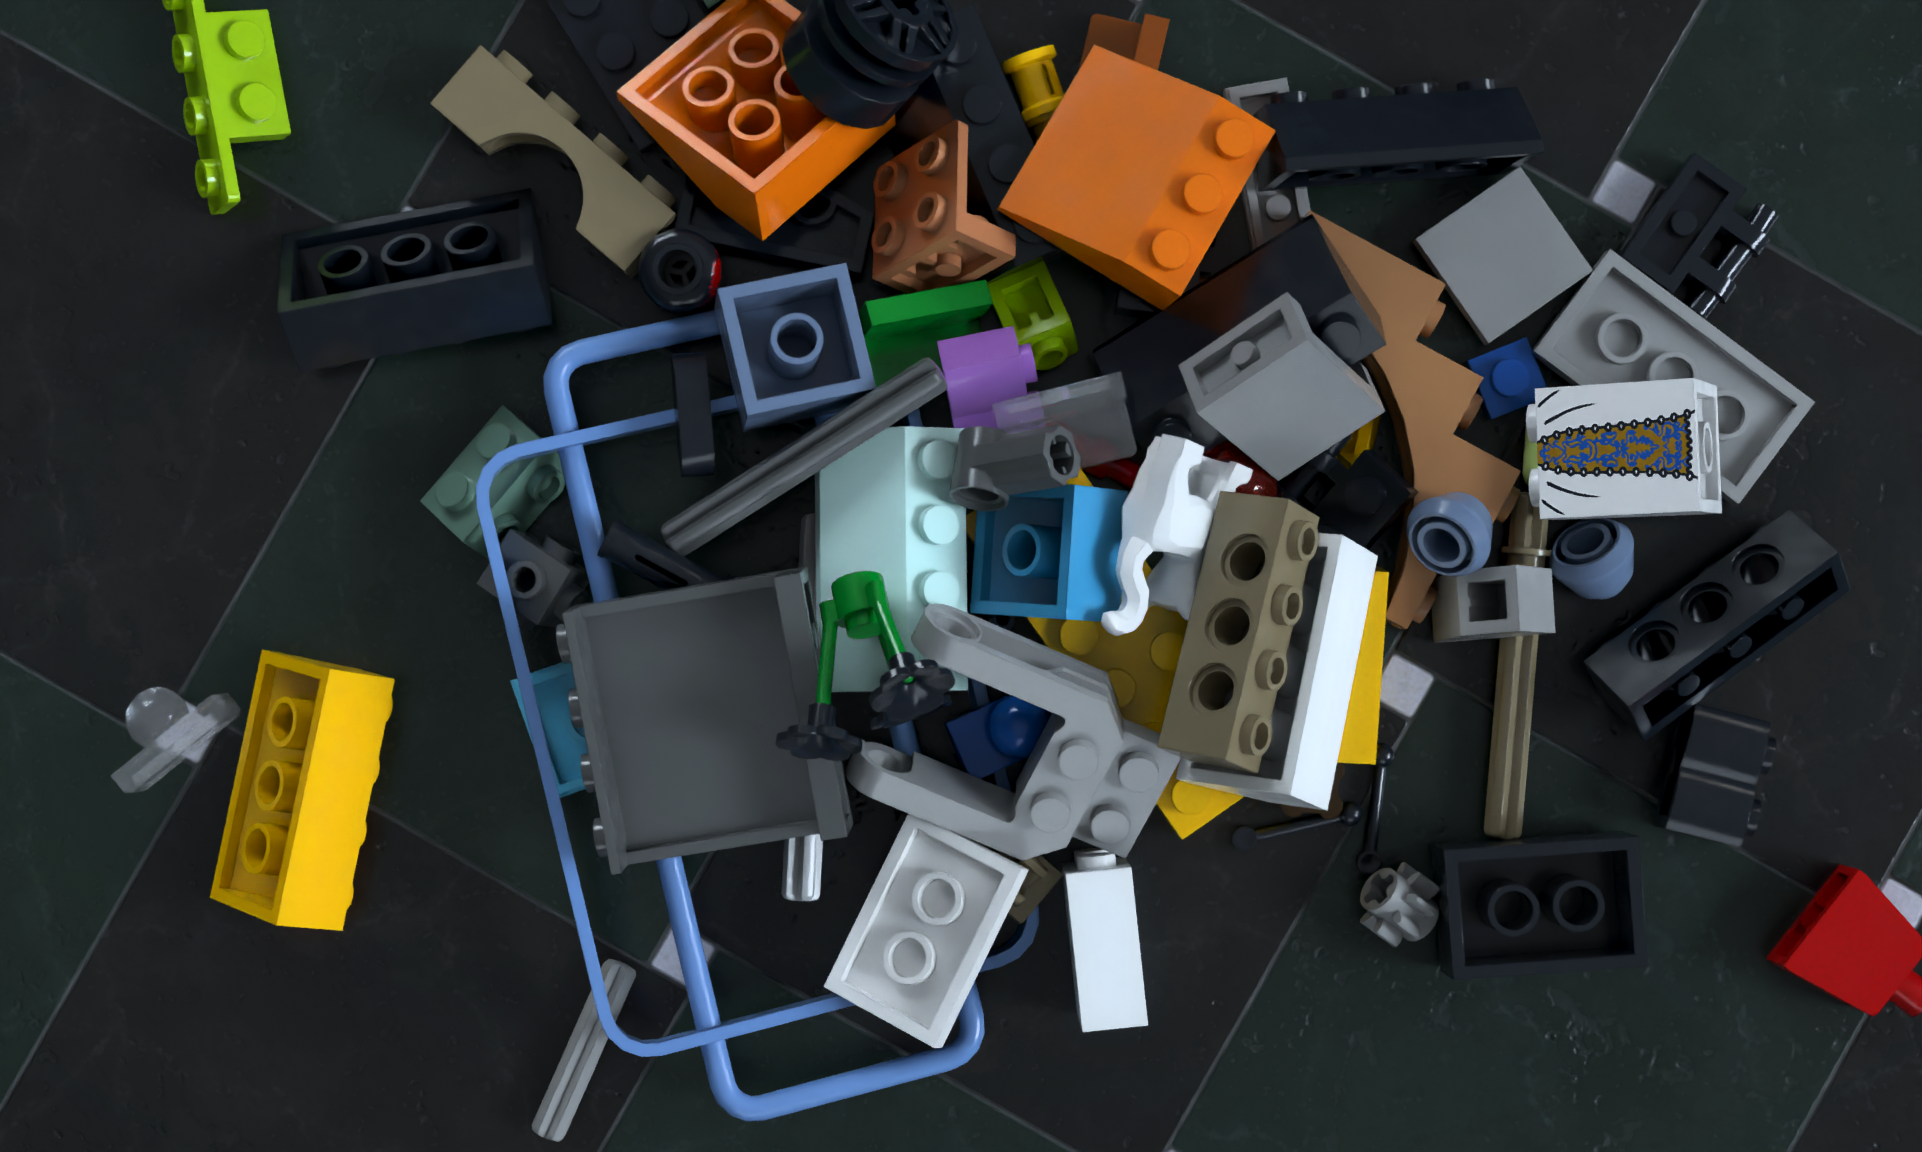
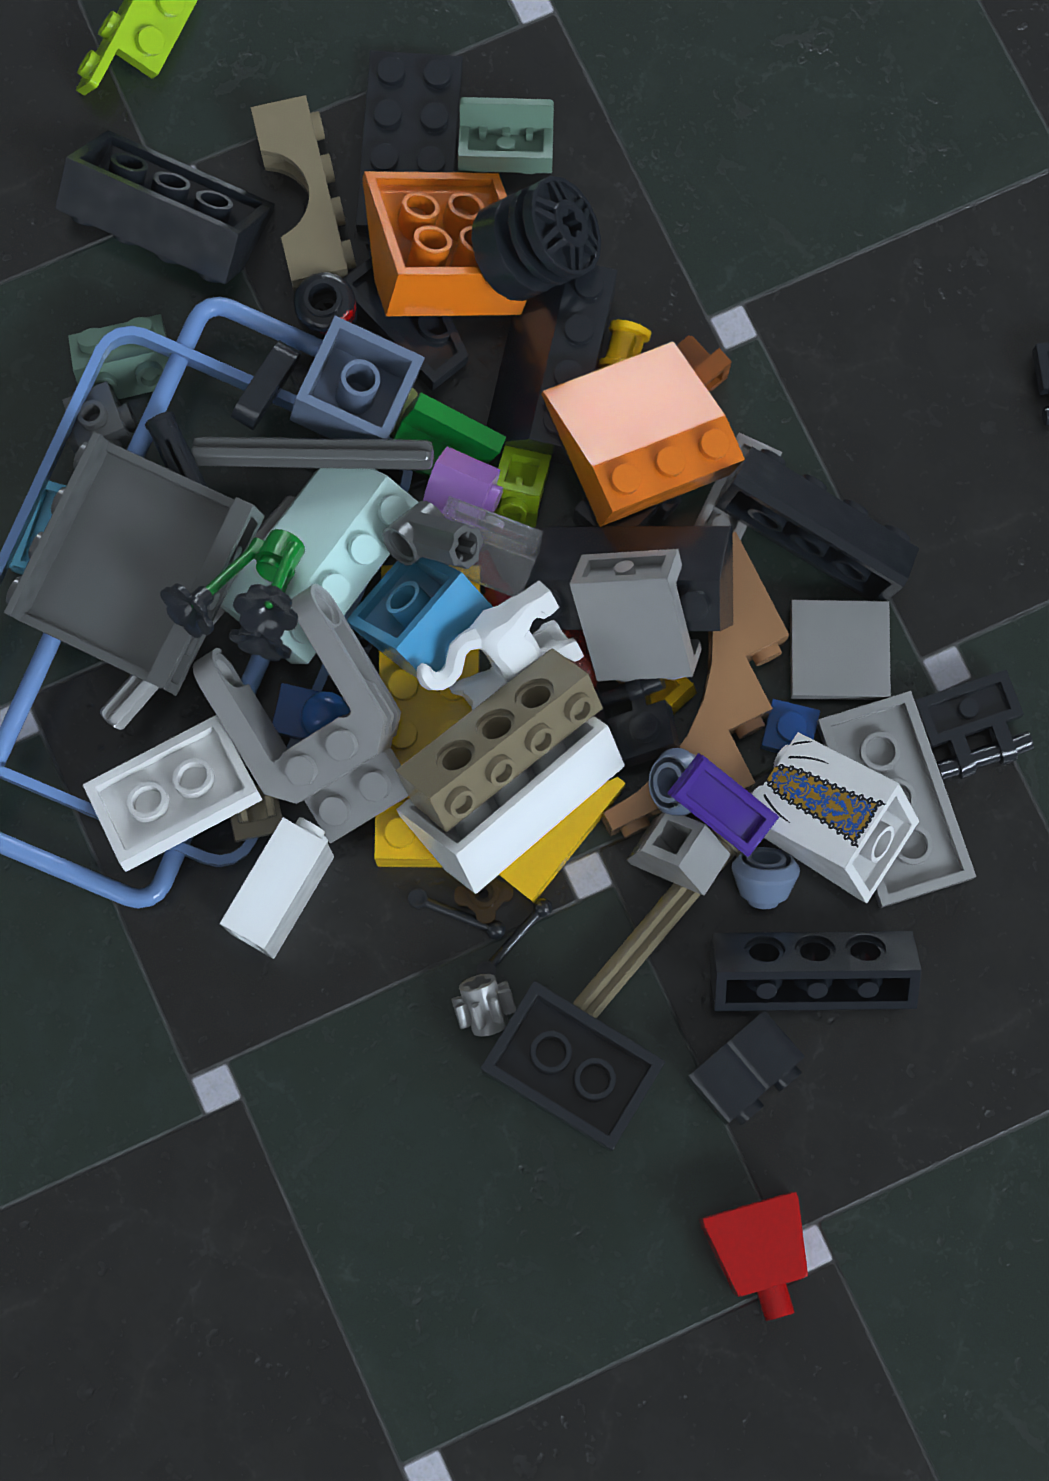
camera: 35 degrees right, 10 degrees down
(922, 218) = (489, 381): nougat bracket -> none
(1520, 531) = (723, 805): none -> dark purple tile

